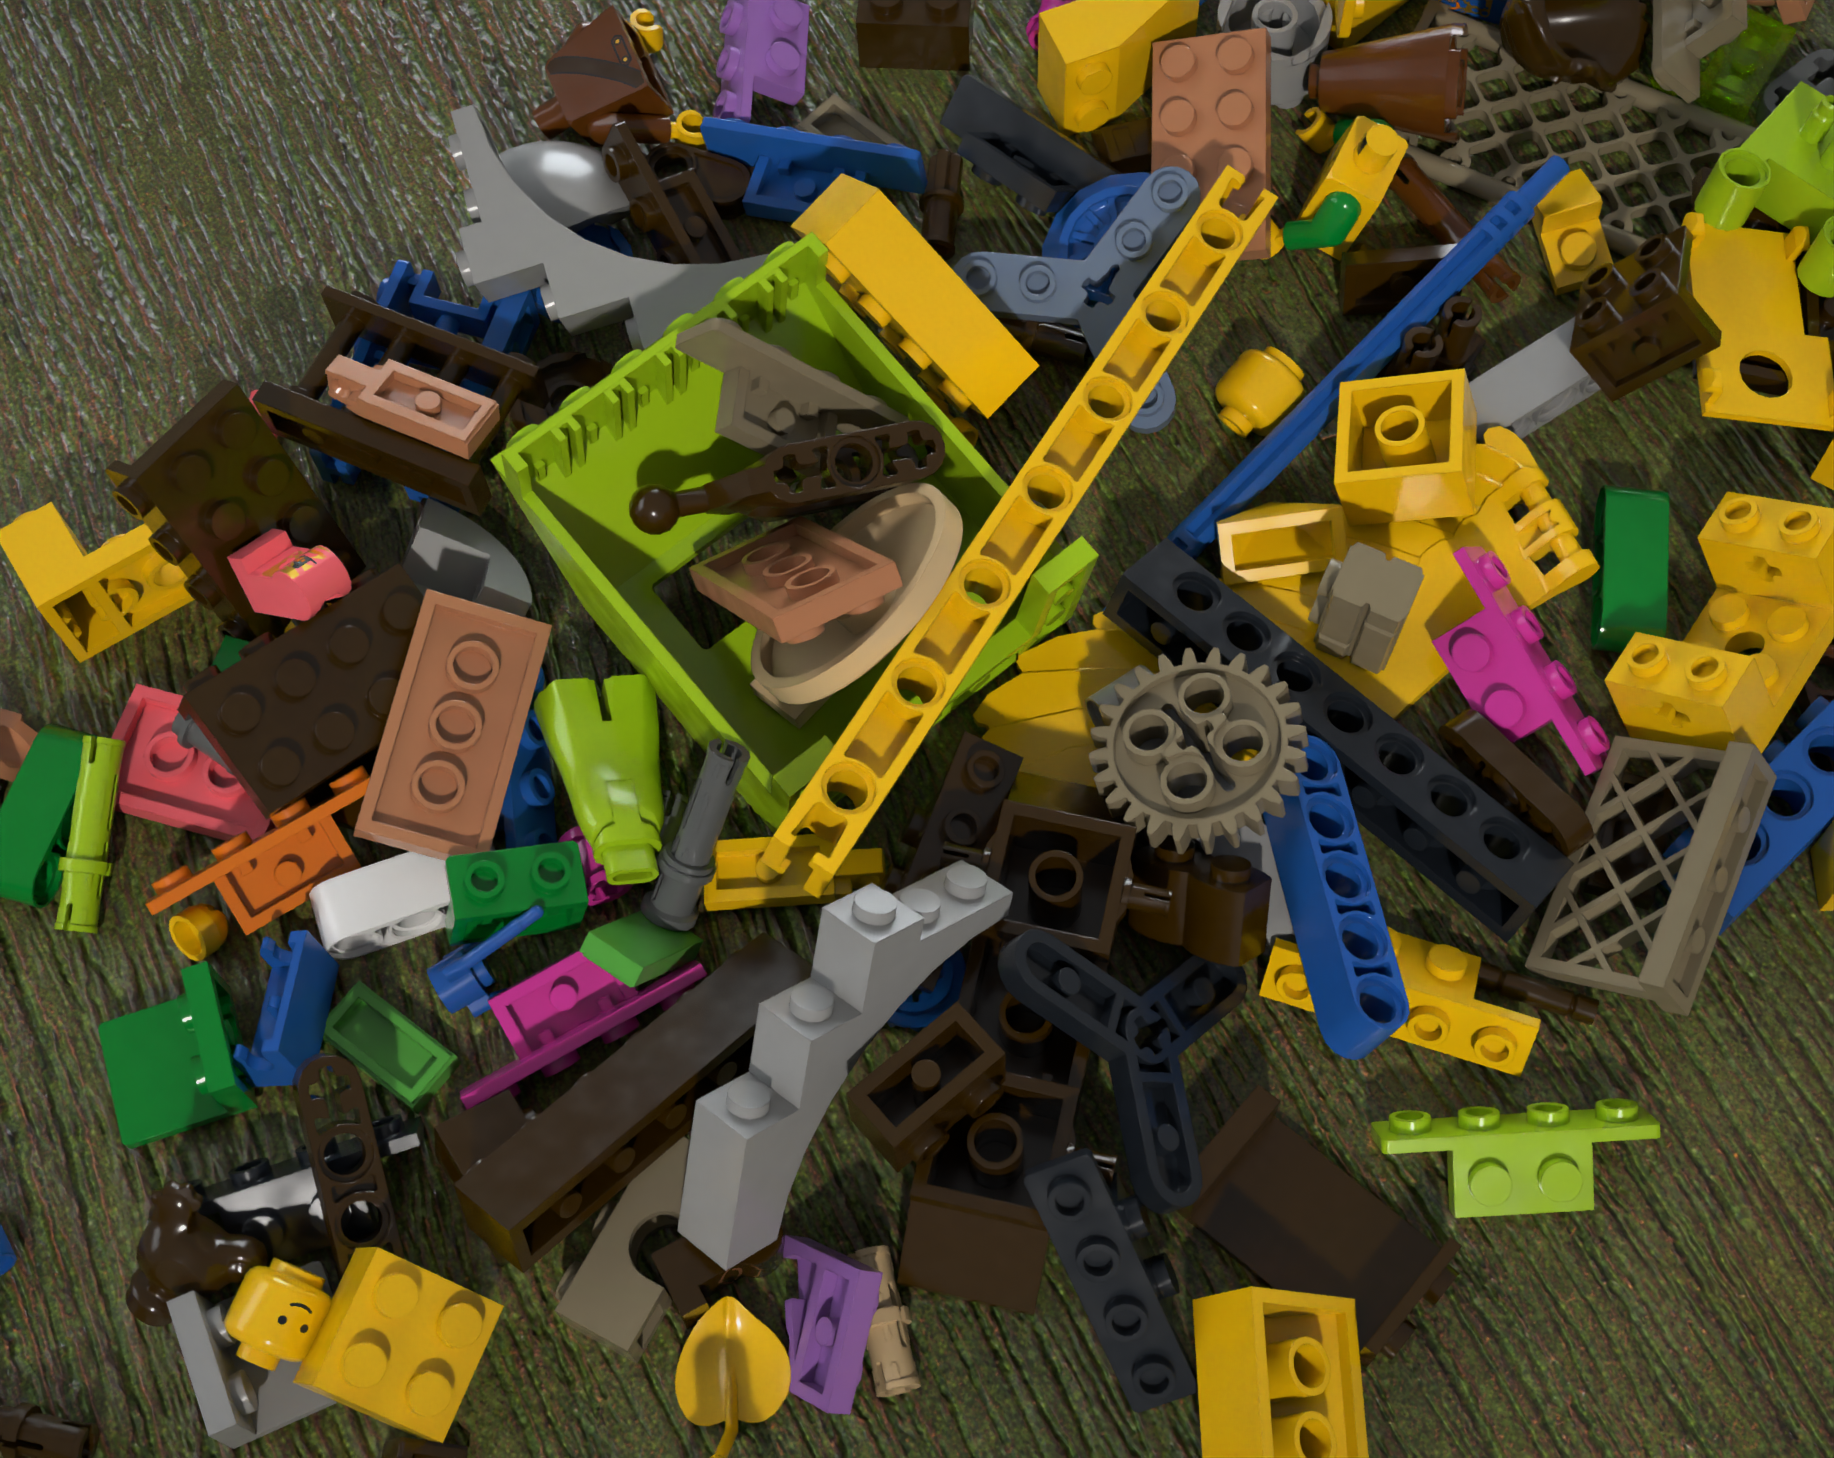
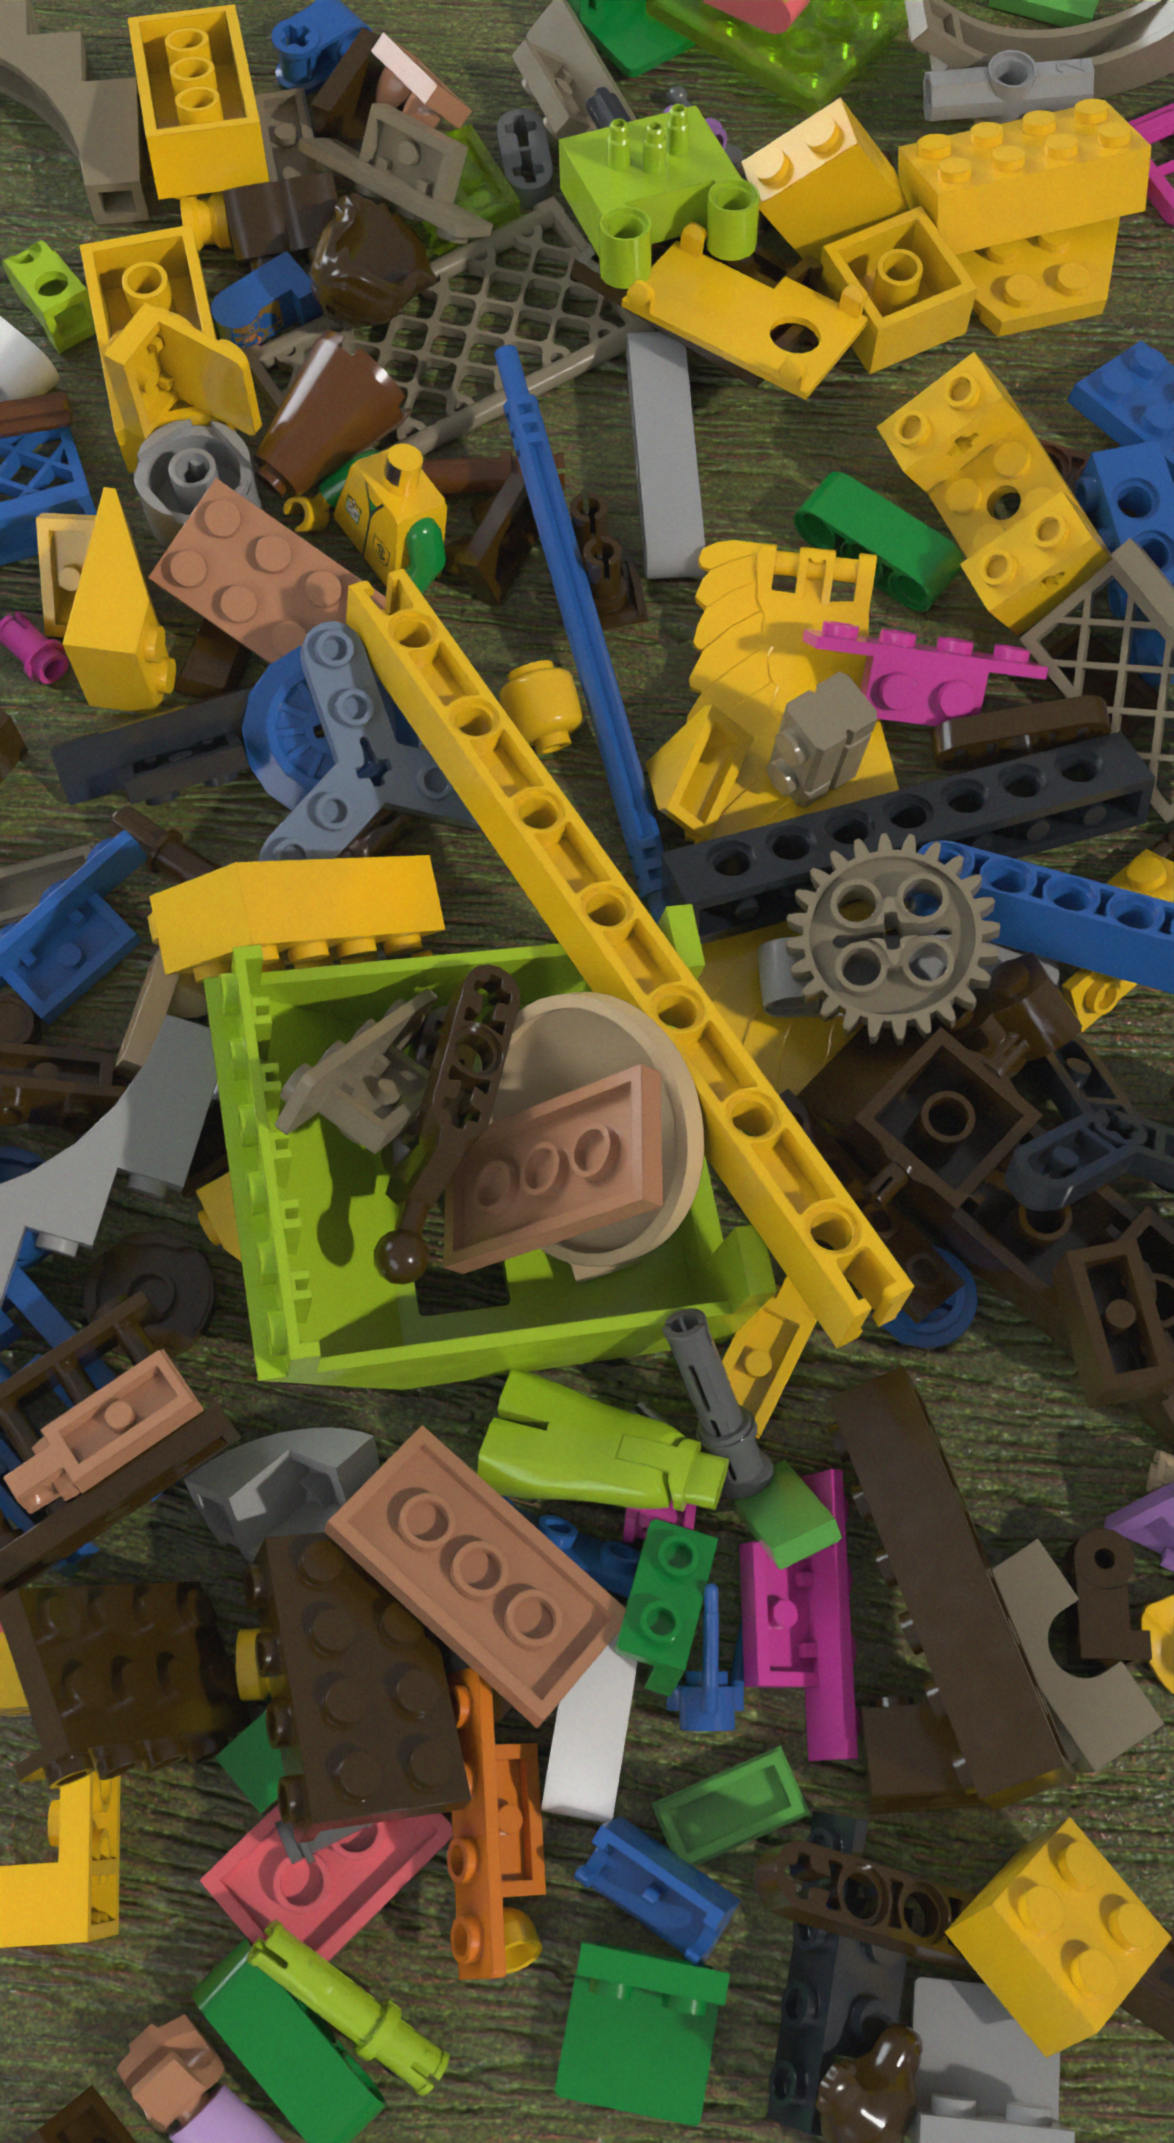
camera: 65 degrees left, 5 degrees up
(277, 1313) = (975, 2040): yellow head -> none
(288, 578) = (227, 1652): coral leg -> none
(807, 1040) = (1023, 1390): light grey arch -> none
(1406, 448) = (689, 622): yellow brick -> none
(1571, 232) = (564, 396): yellow slope -> none
(1640, 317) = (685, 381): dark brown bracket -> none

